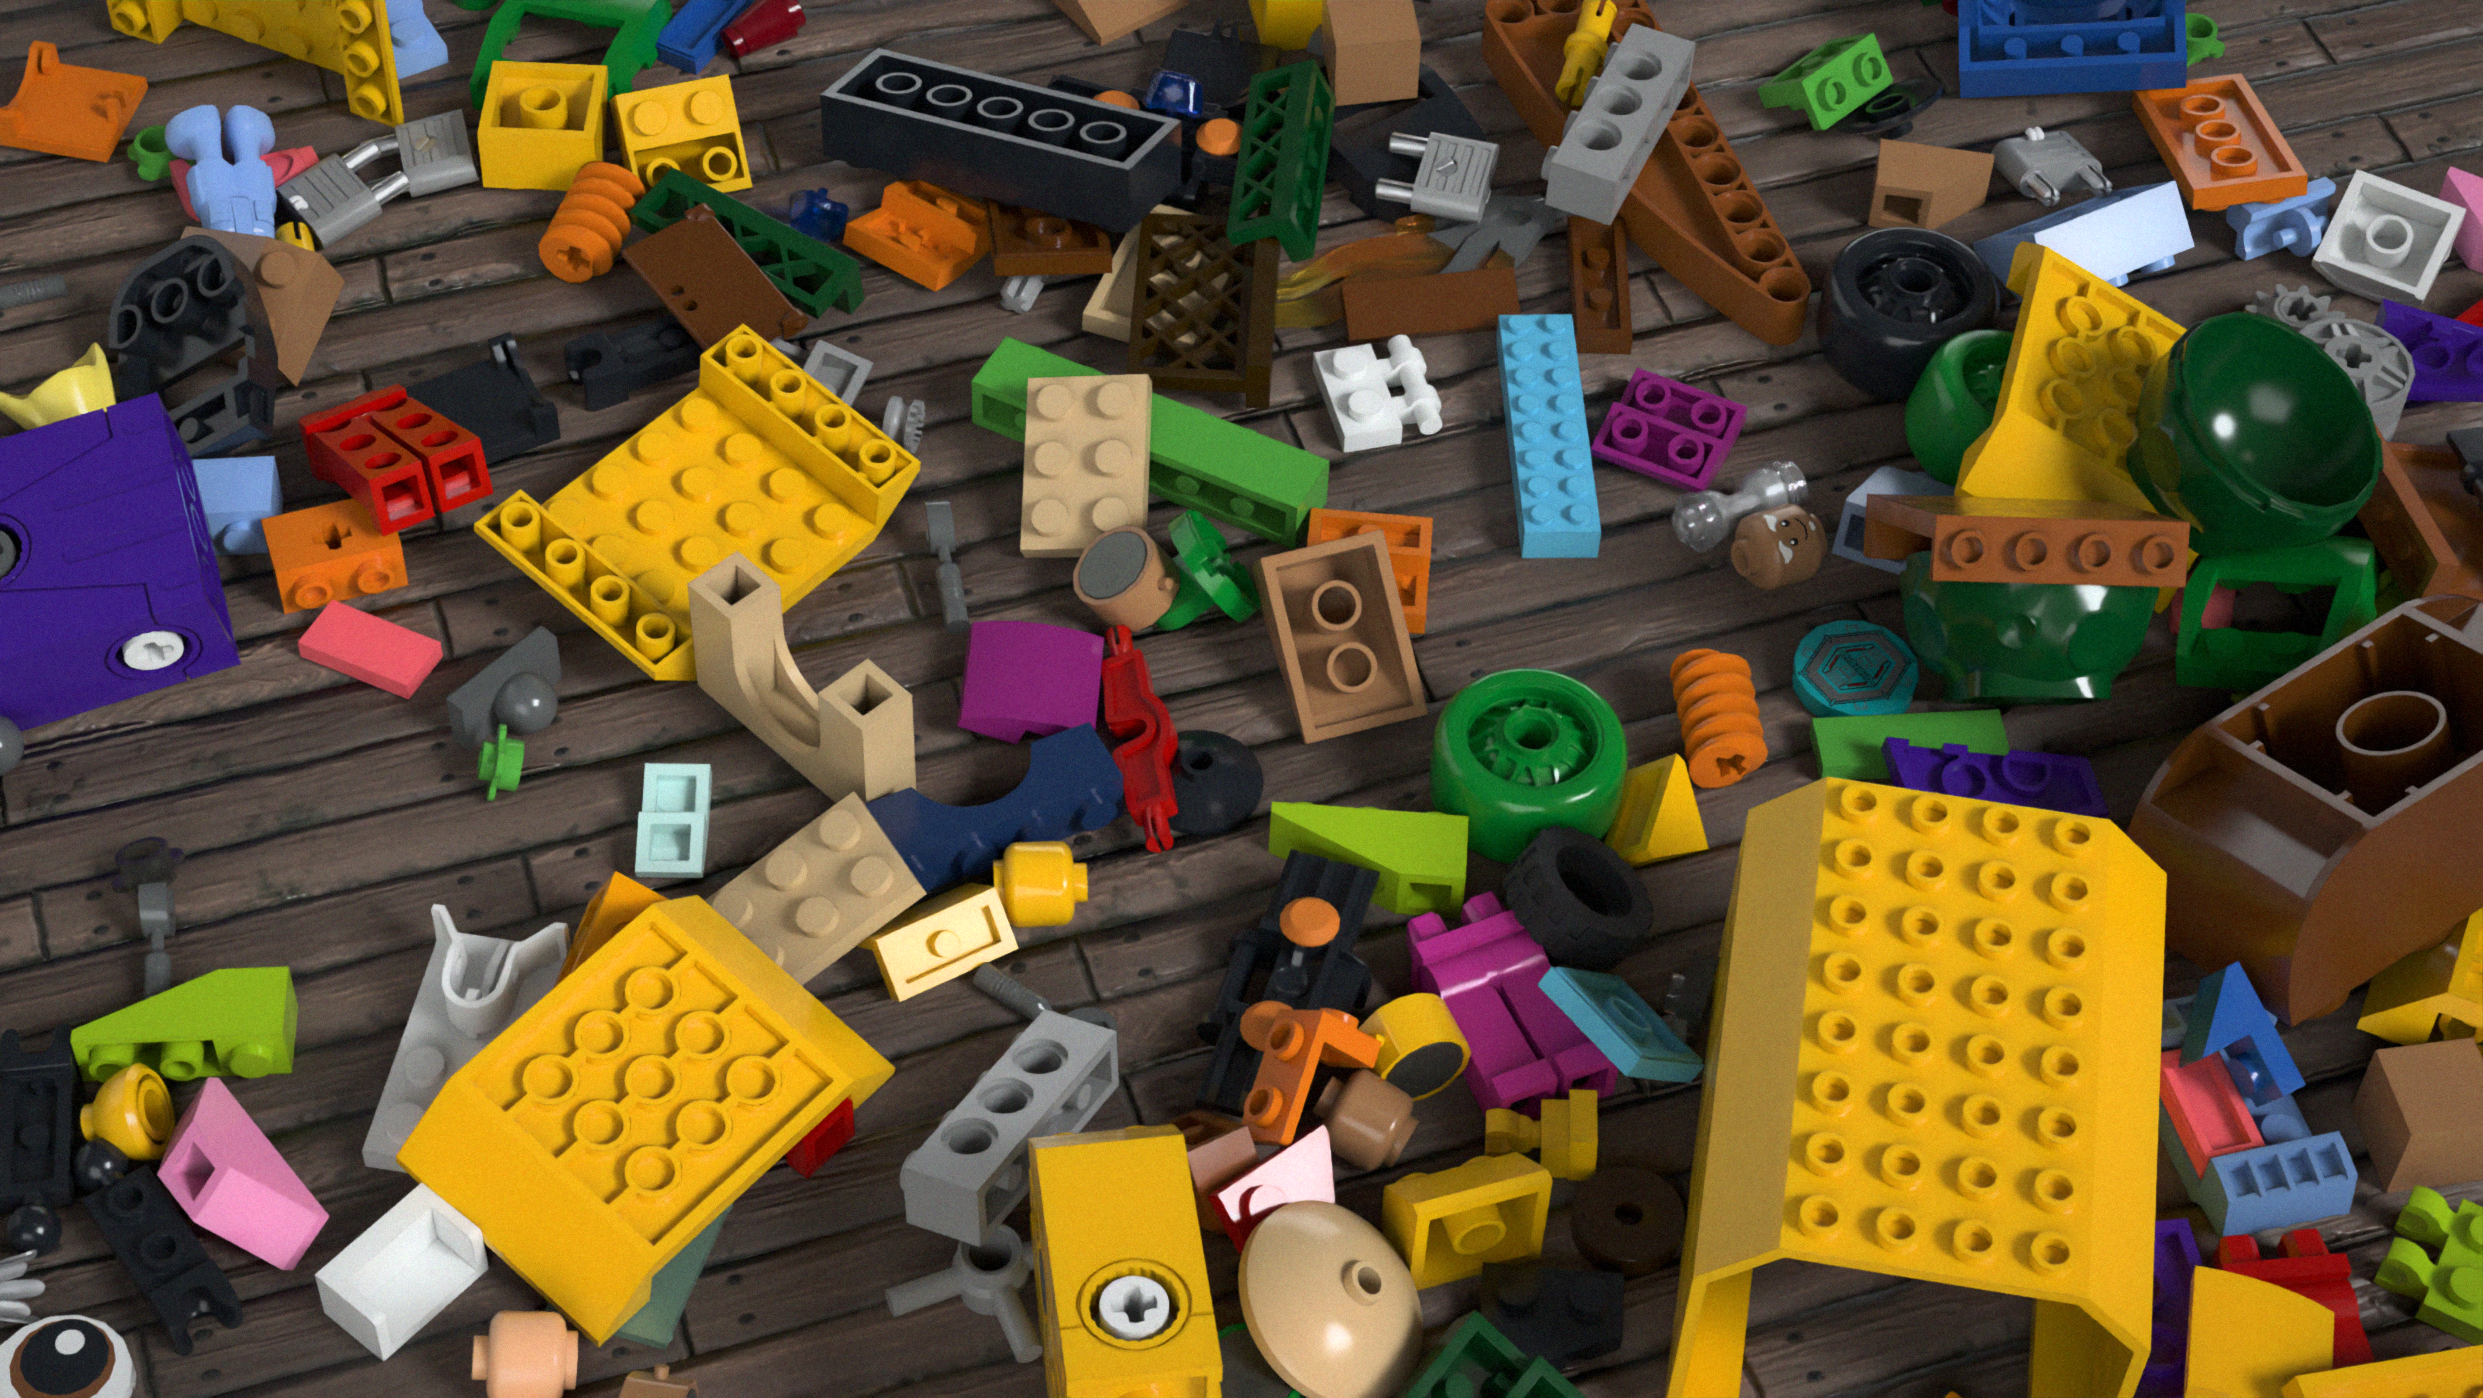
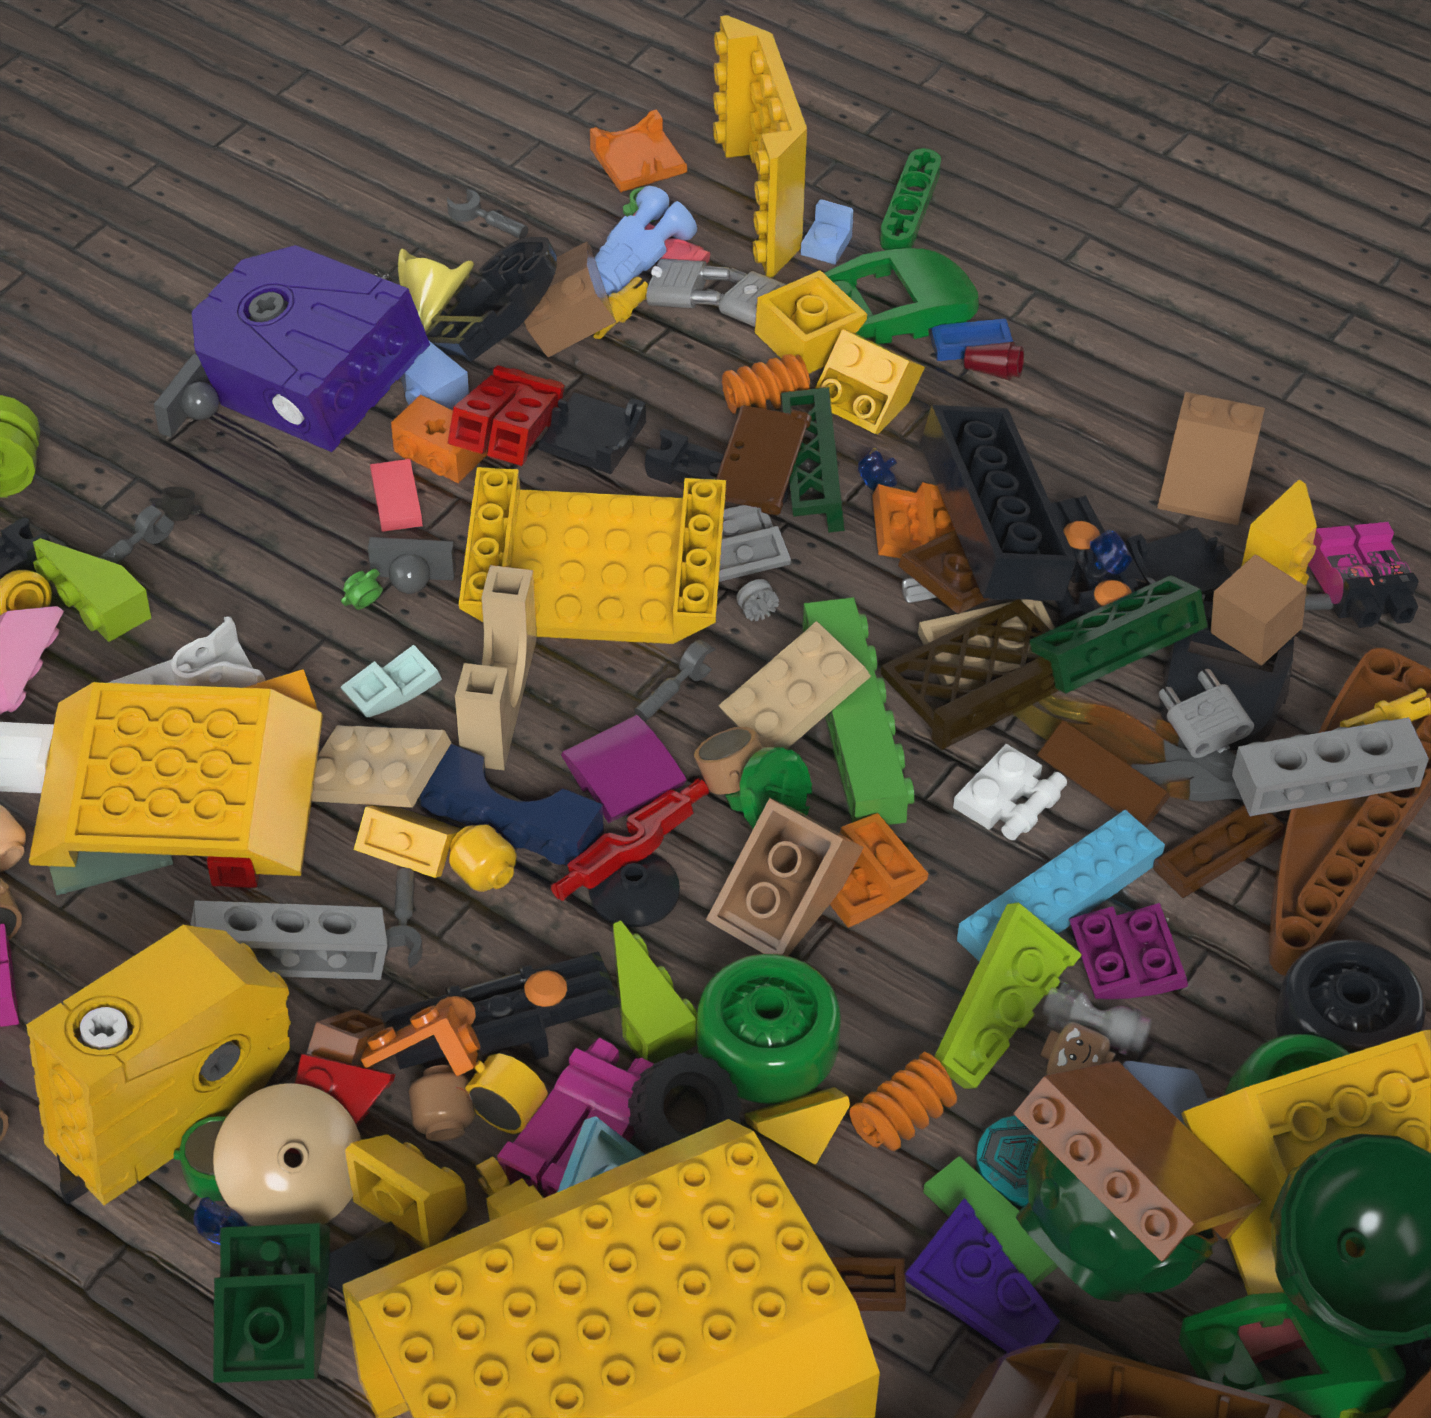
camera: 55 degrees right, 0 degrees up
(1637, 538) = (1006, 986): none -> lime wing

